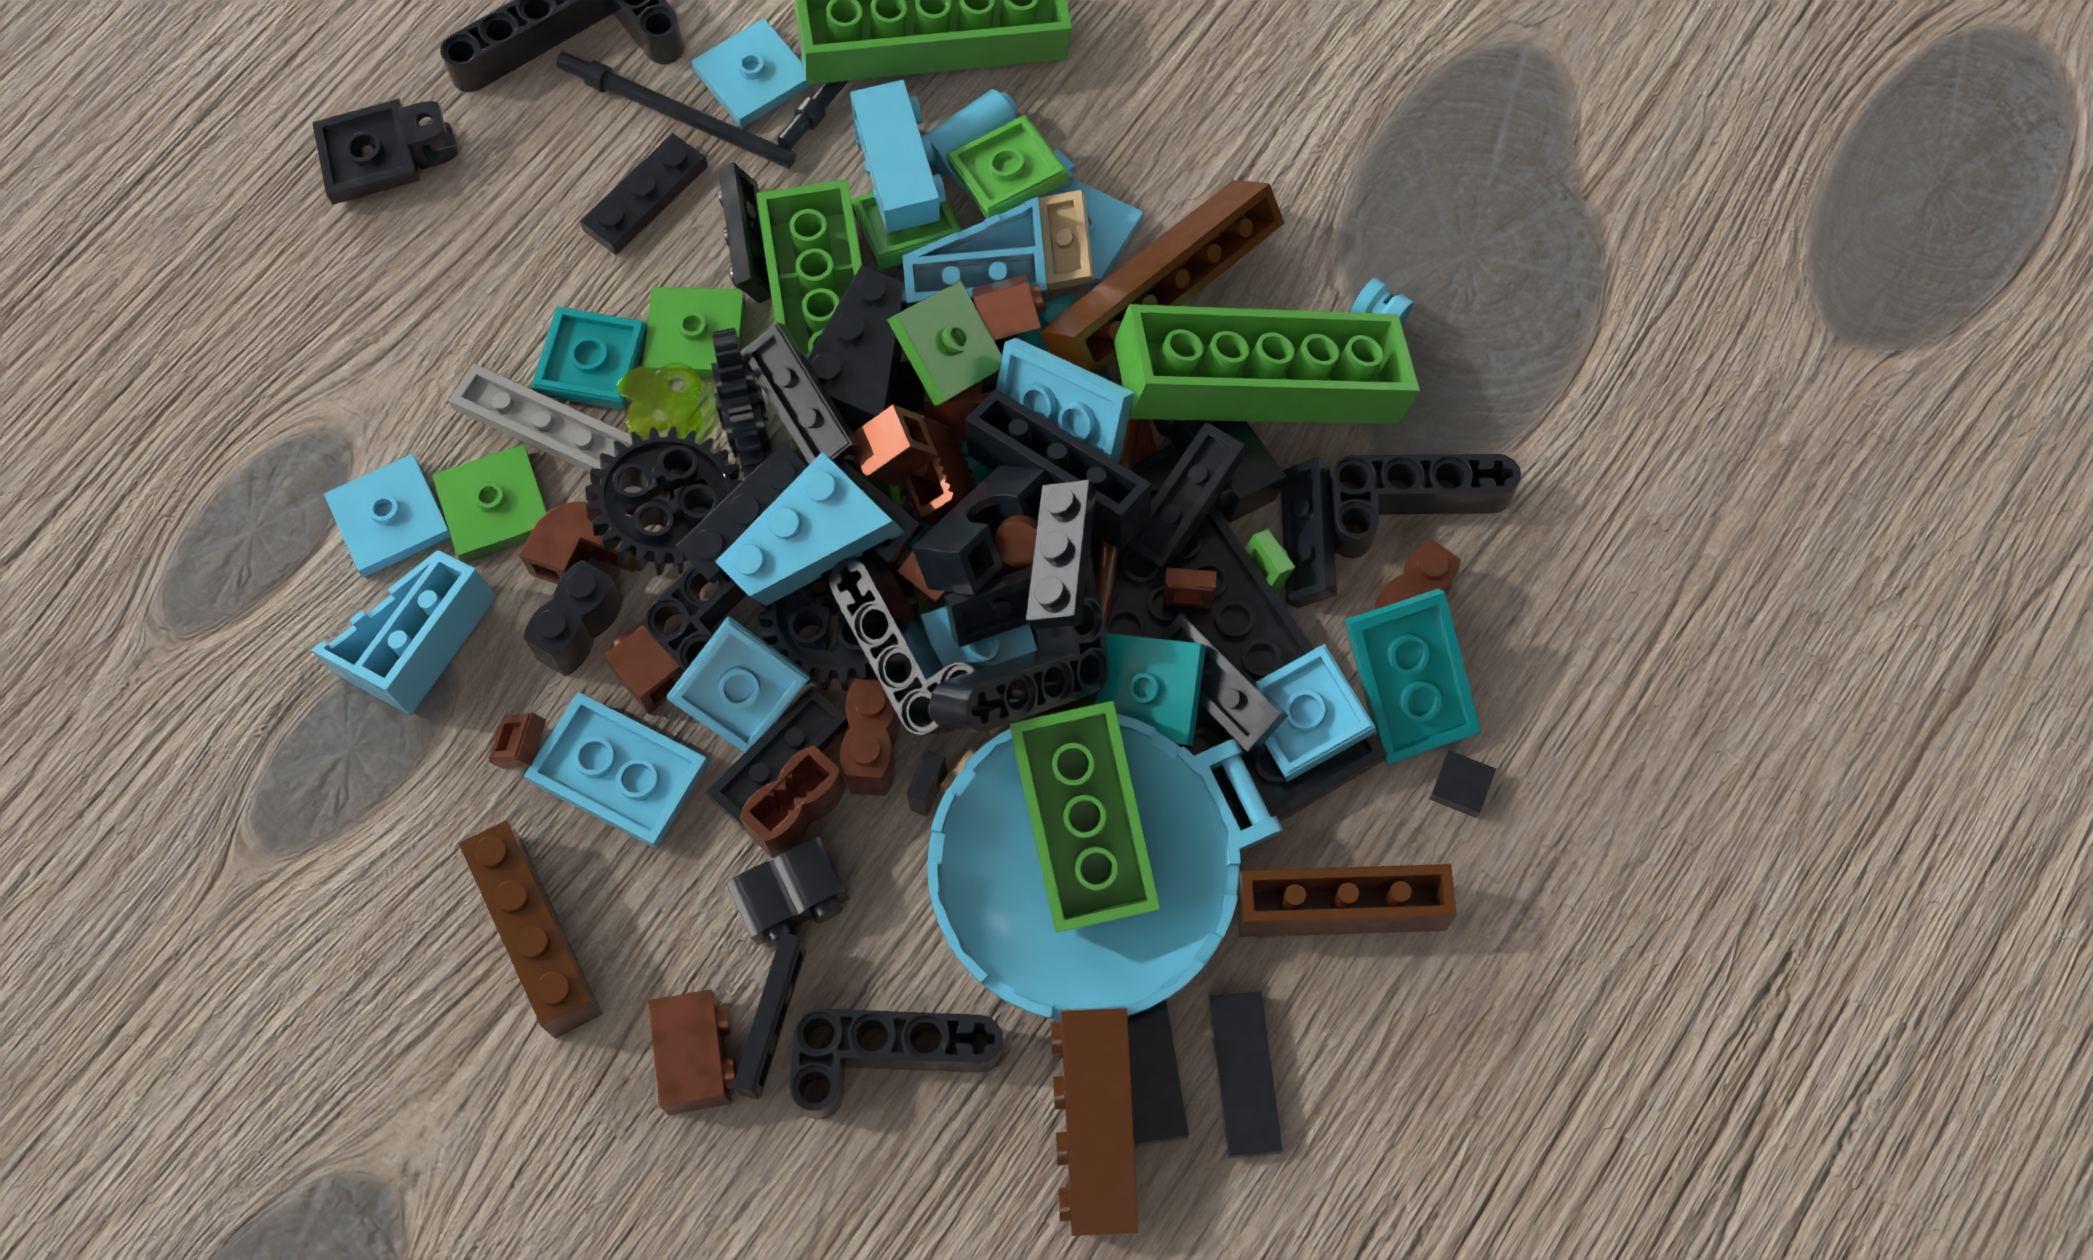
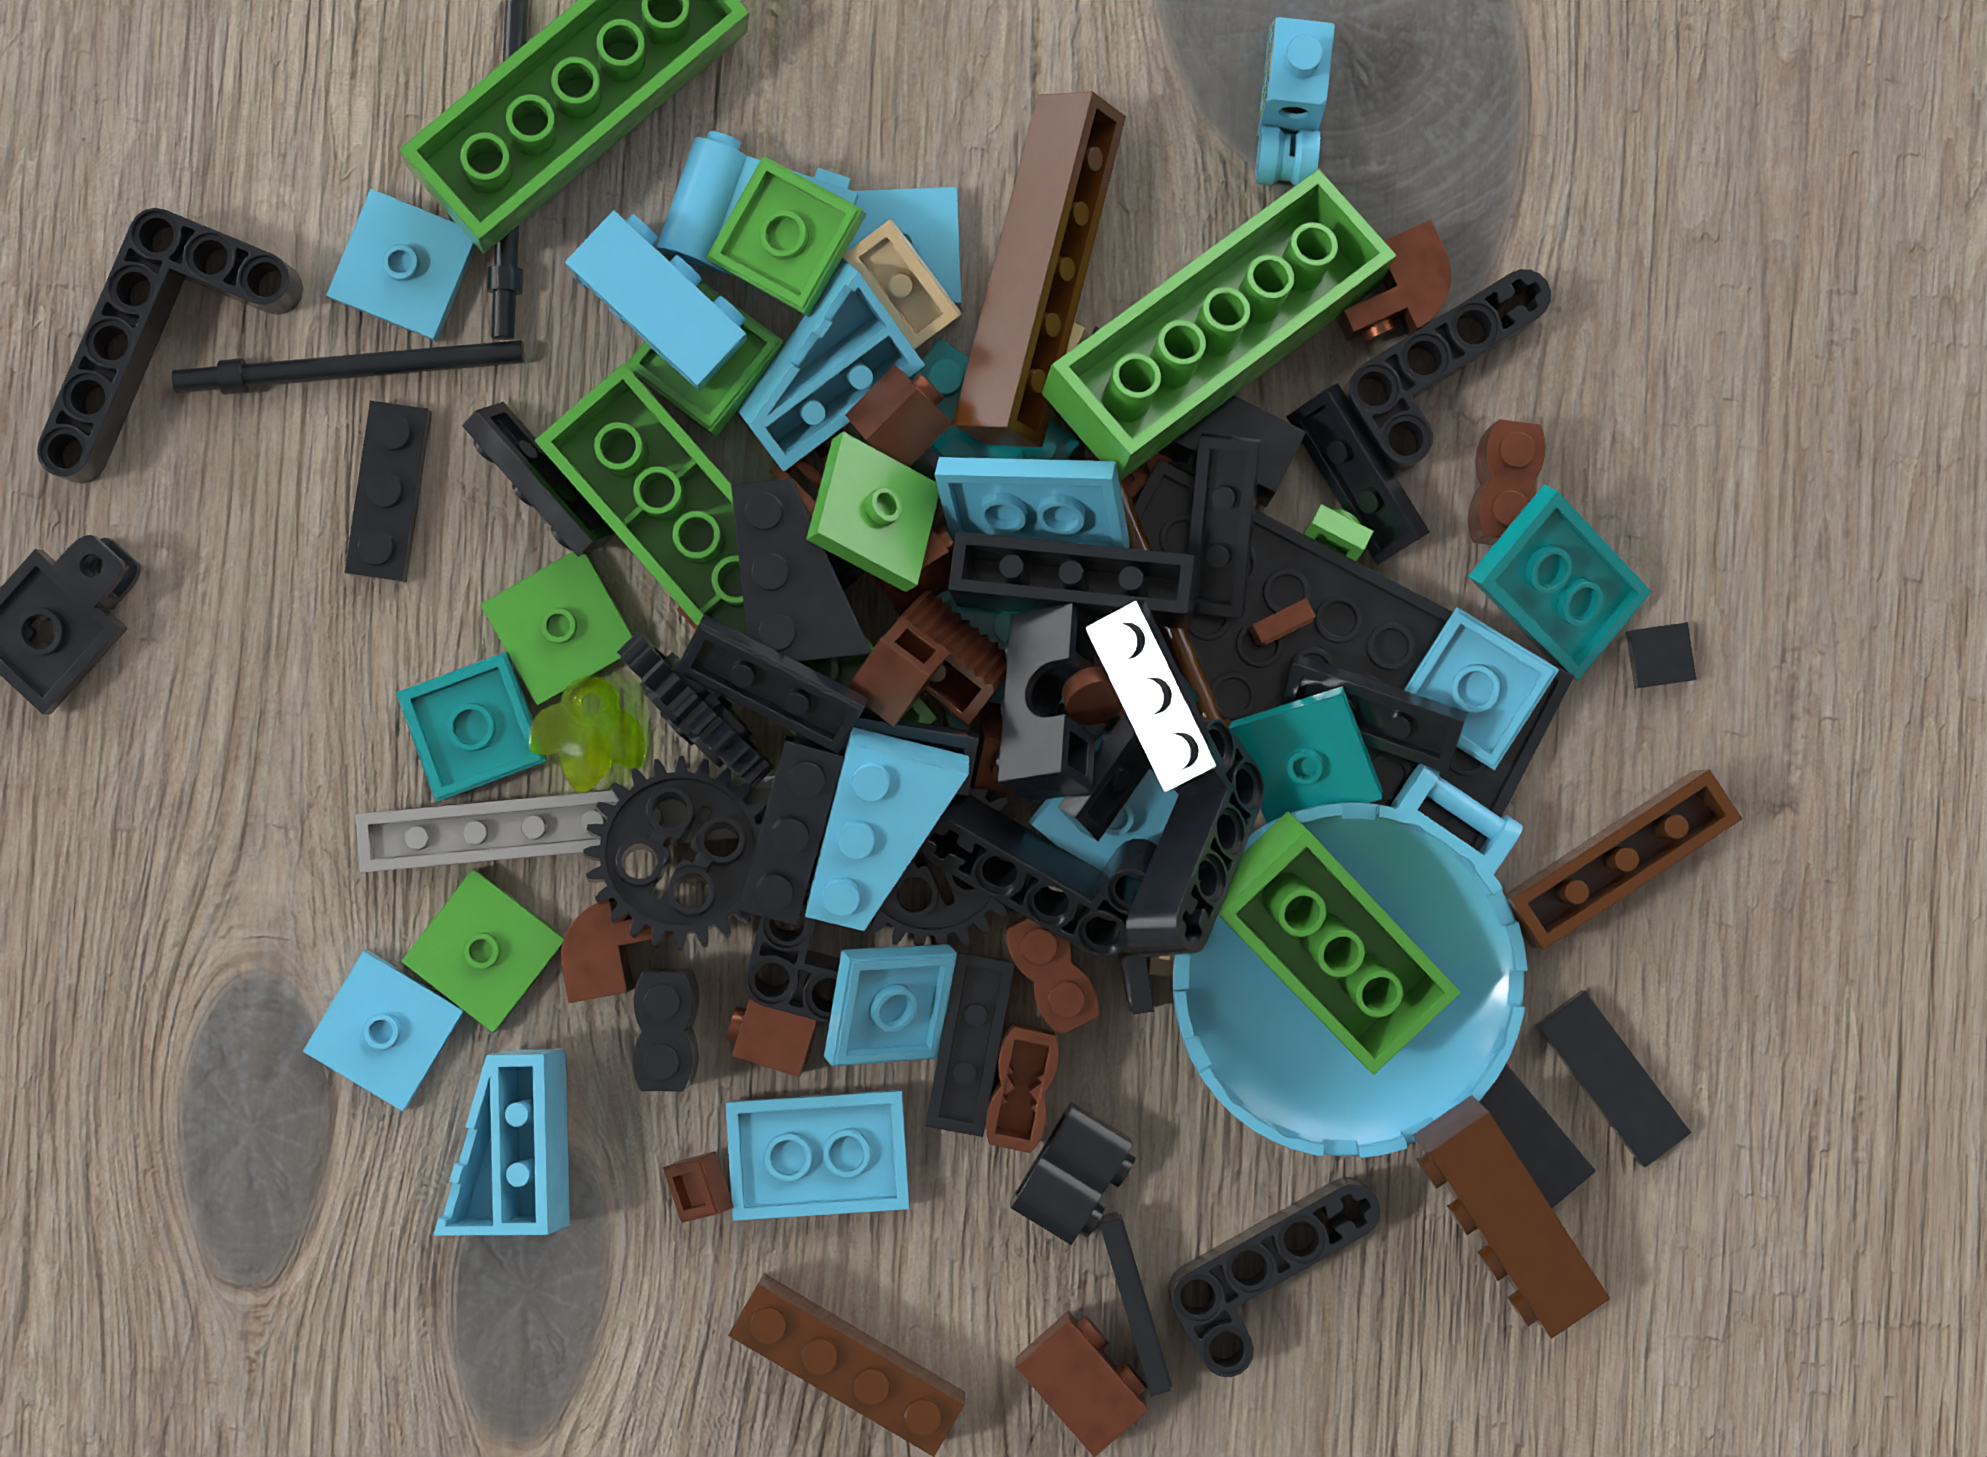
camera: 30 degrees left, 20 degrees up
(1423, 430) = (1414, 285): none -> copper brick
(1427, 248) = (1296, 74): none -> medium azure torso

